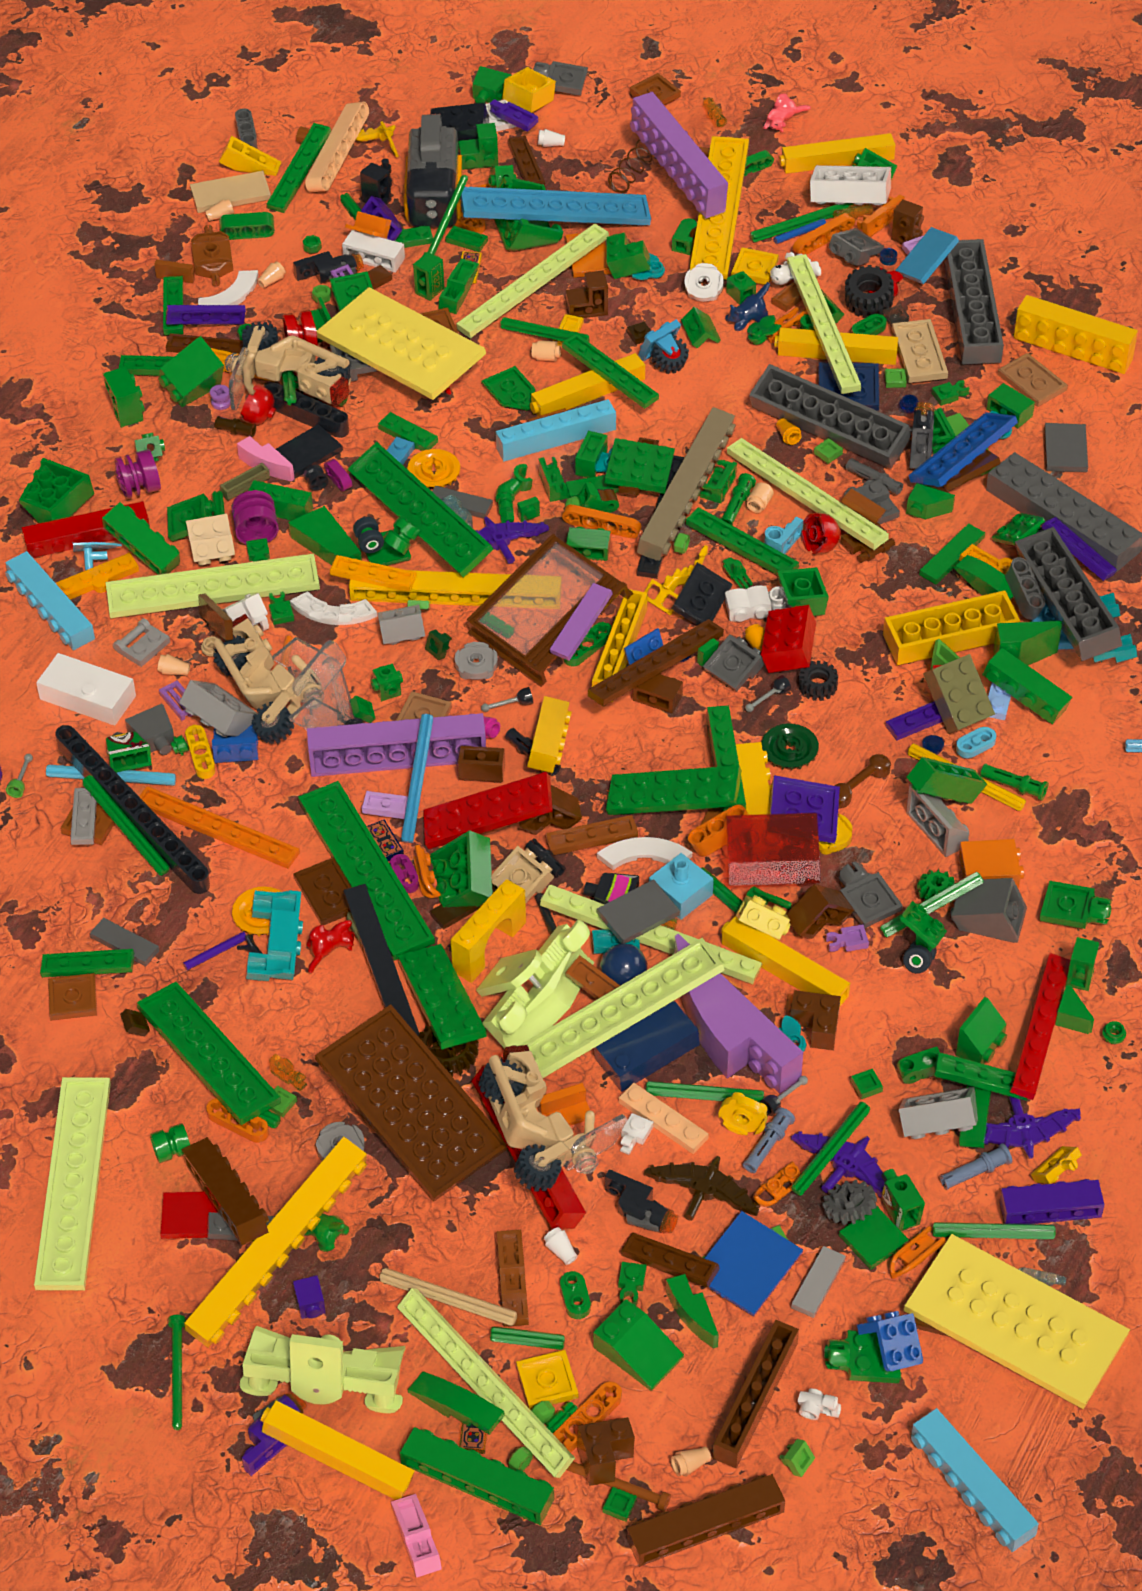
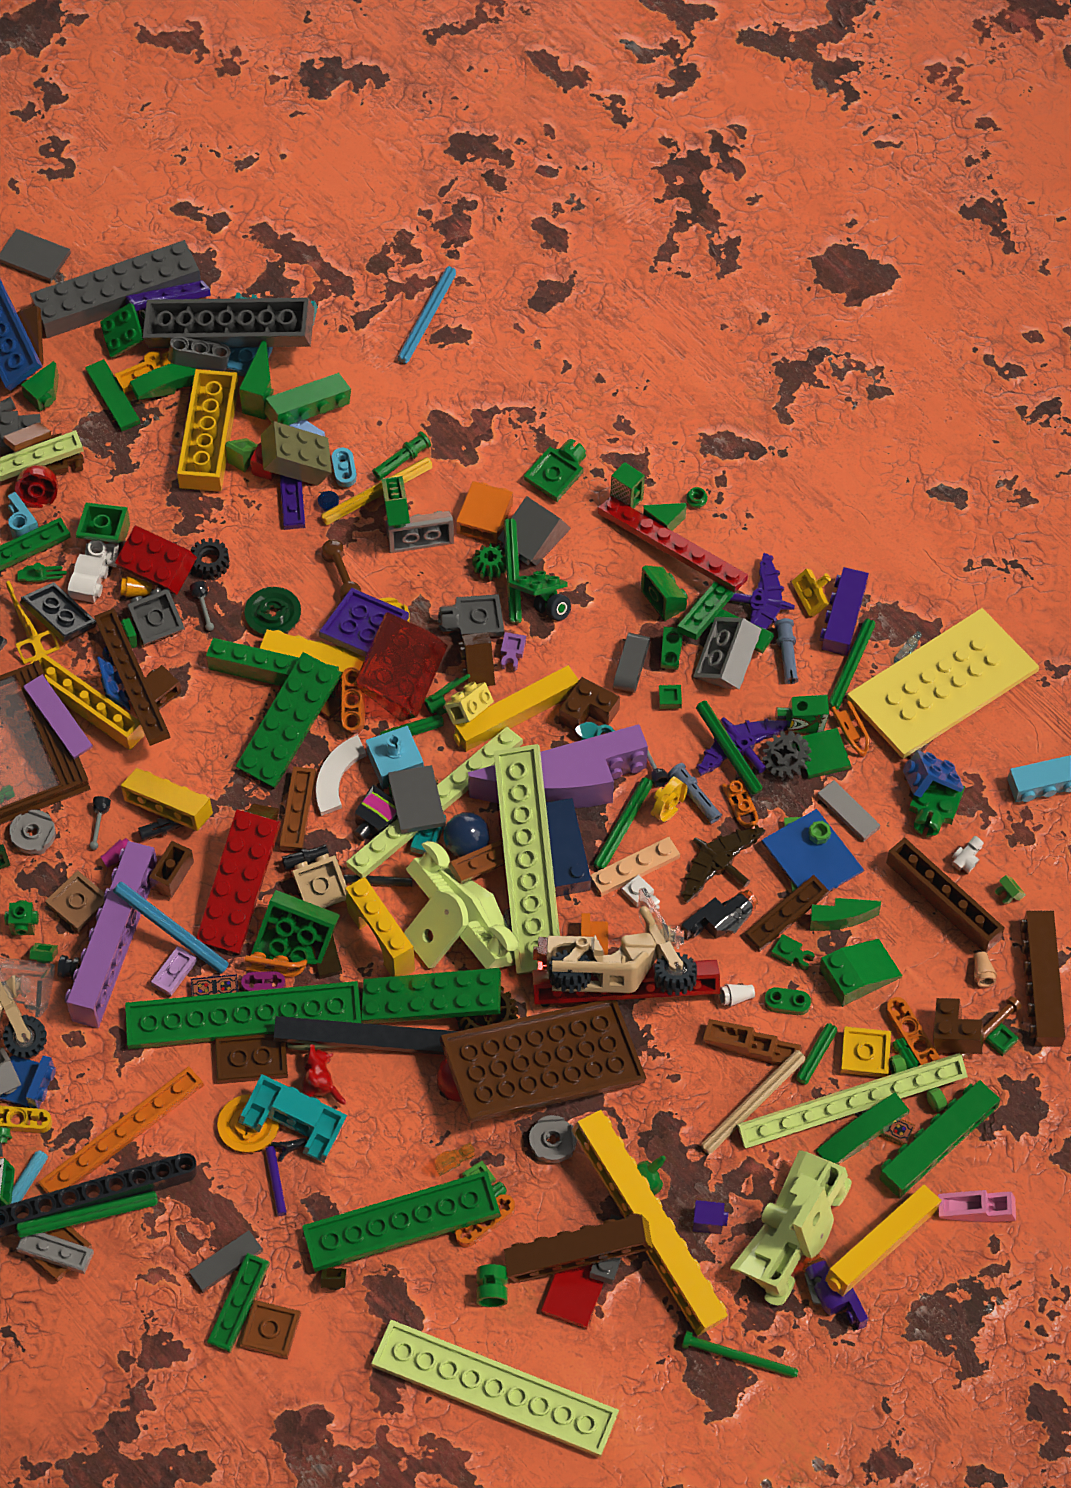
camera: 70 degrees left, 10 degrees up
(772, 1256) = (819, 832): none -> bright green tile
(887, 1038) = (631, 662): none -> dark grey beam

